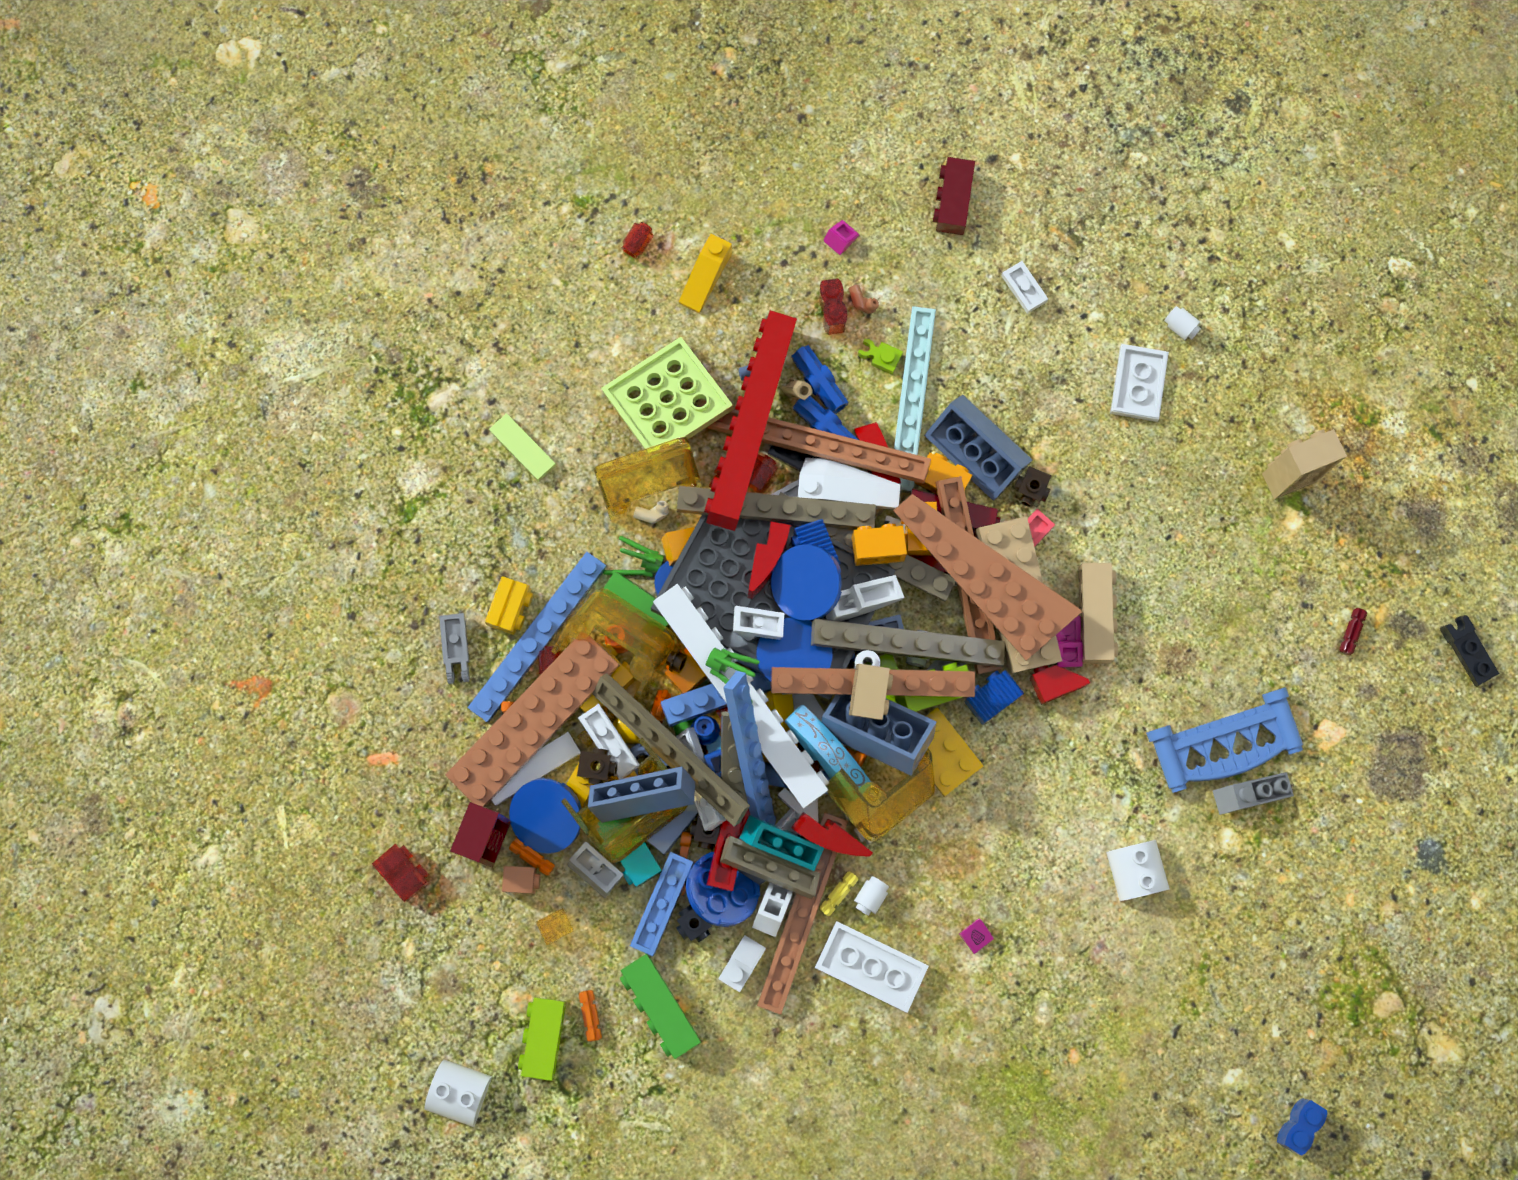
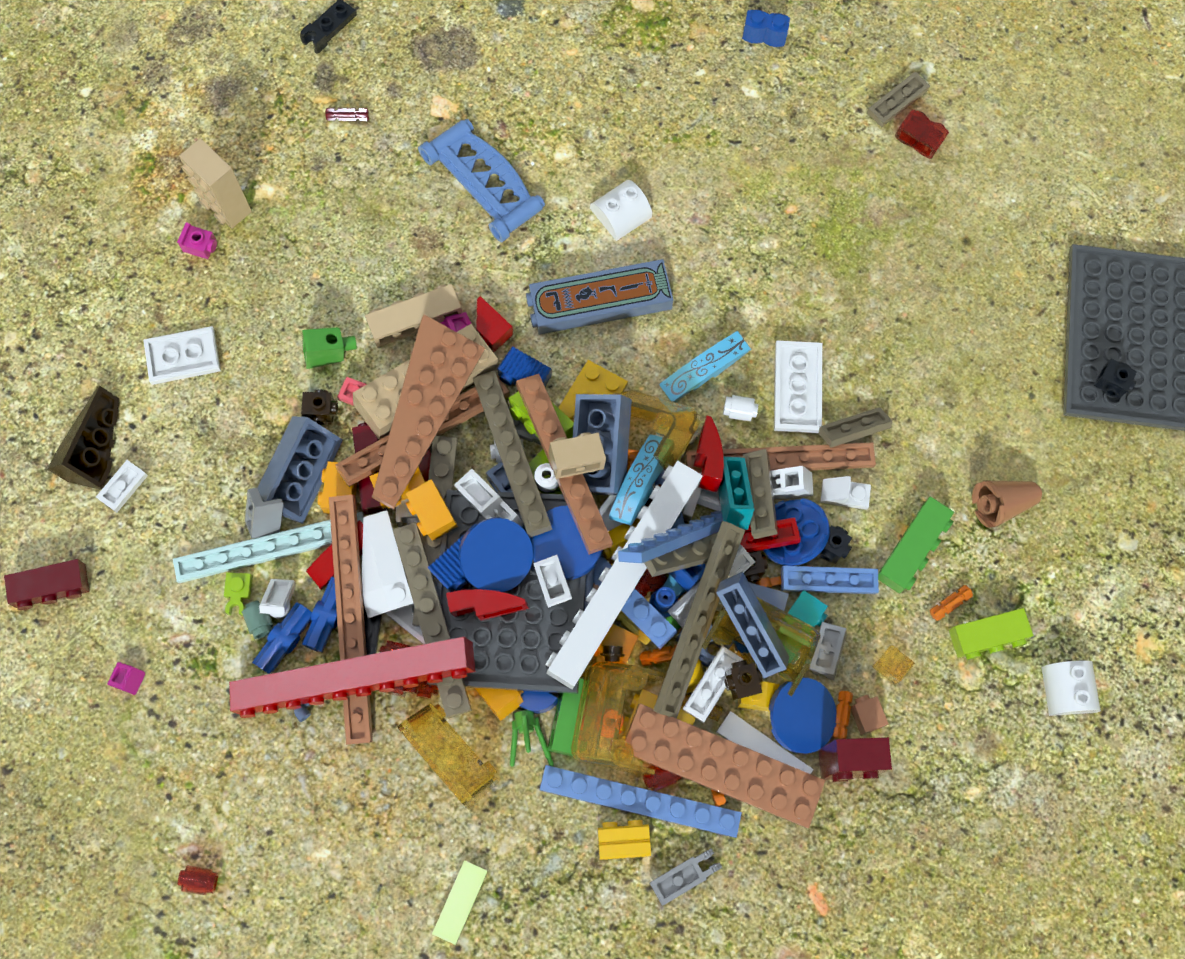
camera: 115 degrees left, 5 degrees down
(401, 872) = (913, 829): clear red brick -> none
(653, 515) = (477, 741): white arm -> none
(663, 414) = (395, 786): yellowish green piece -> none
(665, 1121) = (1004, 500): none -> nougat cone
(706, 272) = (211, 794): yellow slope -> none
(721, 660) = (606, 598): bright green plant -> none
(797, 389) = (302, 652): tan bar -> none
(803, 1003) = (855, 427): none -> dark tan plate
(833, 307) = (198, 658): clear red brick -> none
(838, 893) = (749, 436): light yellow axle -> none
(846, 363) = (257, 623): none -> sand green brick
(858, 385) = (277, 598): none -> white tile
(861, 303) = (190, 630): nougat arm -> none
(929, 880) = (705, 366): none -> medium azure slope
(938, 398) = (262, 517): none -> light grey panel
(976, 936) = (732, 315): dark pink slope -> none
(1046, 805) = (599, 297): none -> brick
(1074, 267) = (86, 449): none -> dark brown wedge
(1095, 505) = (325, 346): none -> bright green torso
(1183, 323) = (110, 335): white brick -> none
(1252, 793) = (520, 145): light grey slope -> none
(1261, 427) = (190, 244): none -> dark pink brick

